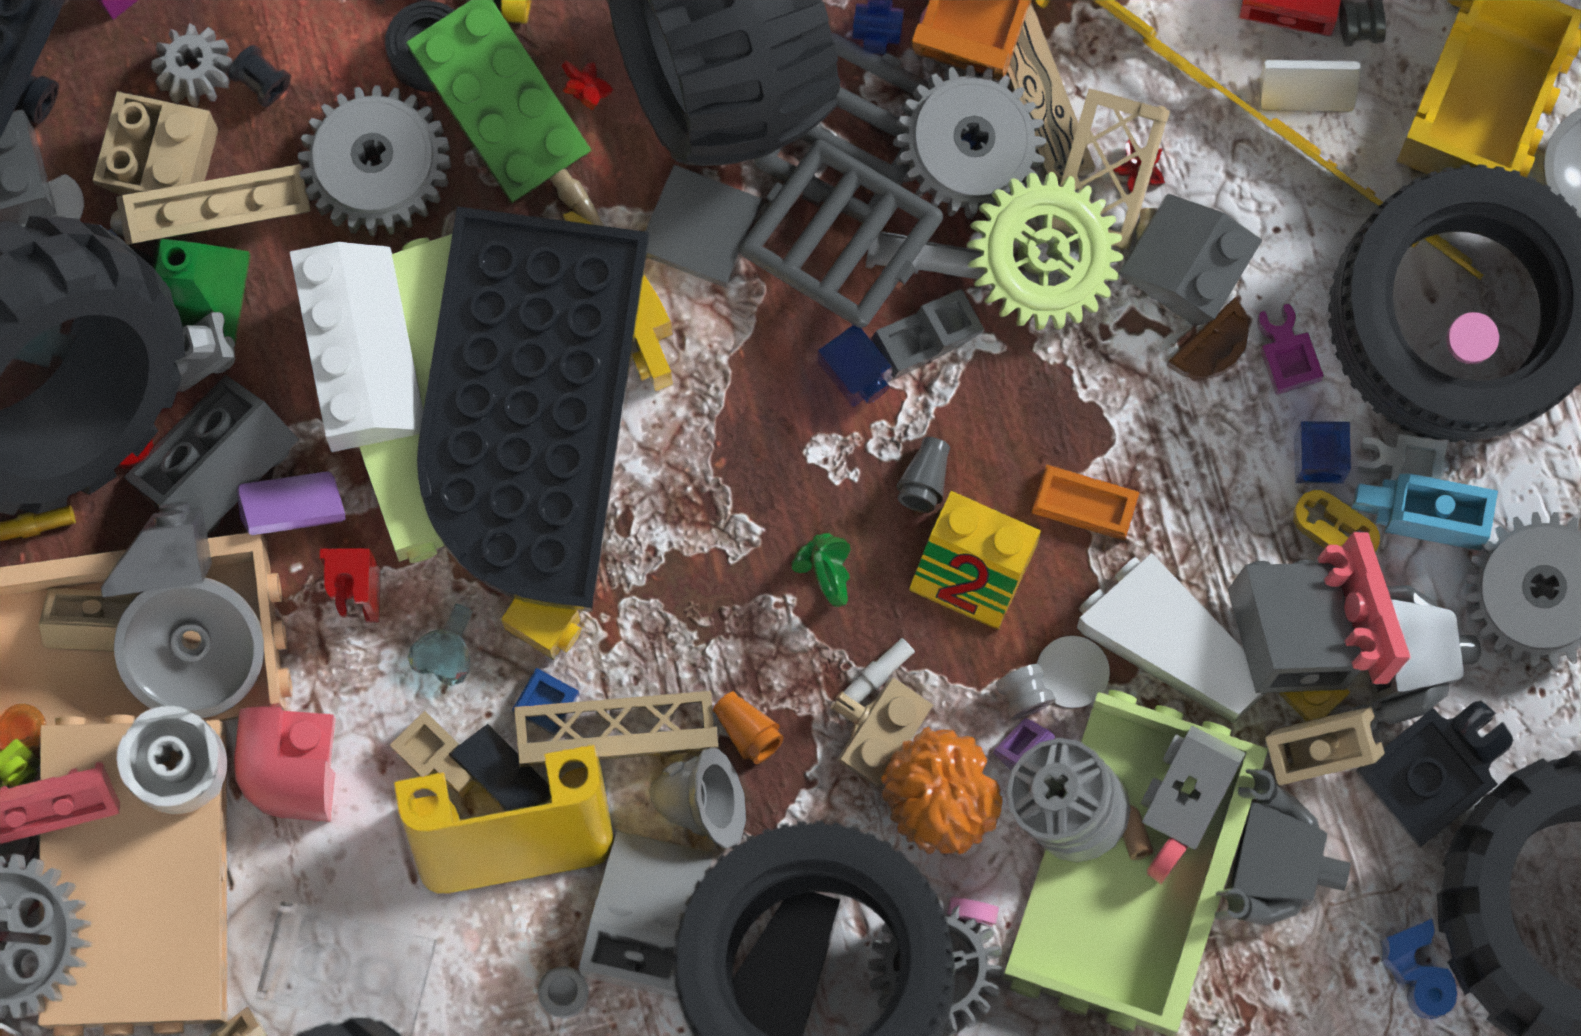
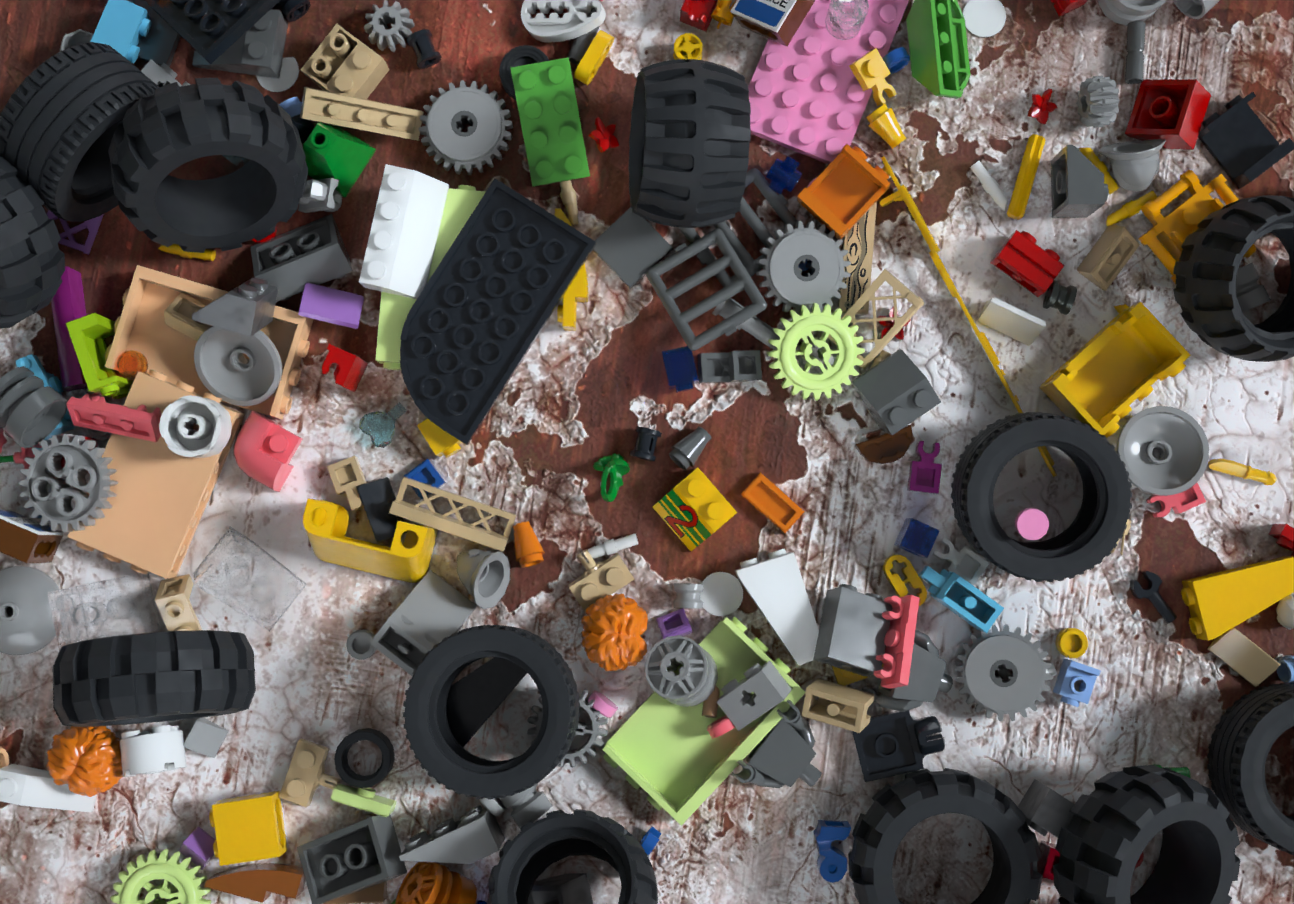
camera: 25 degrees right, 10 degrees up
(856, 498) = (645, 443): none -> black bush

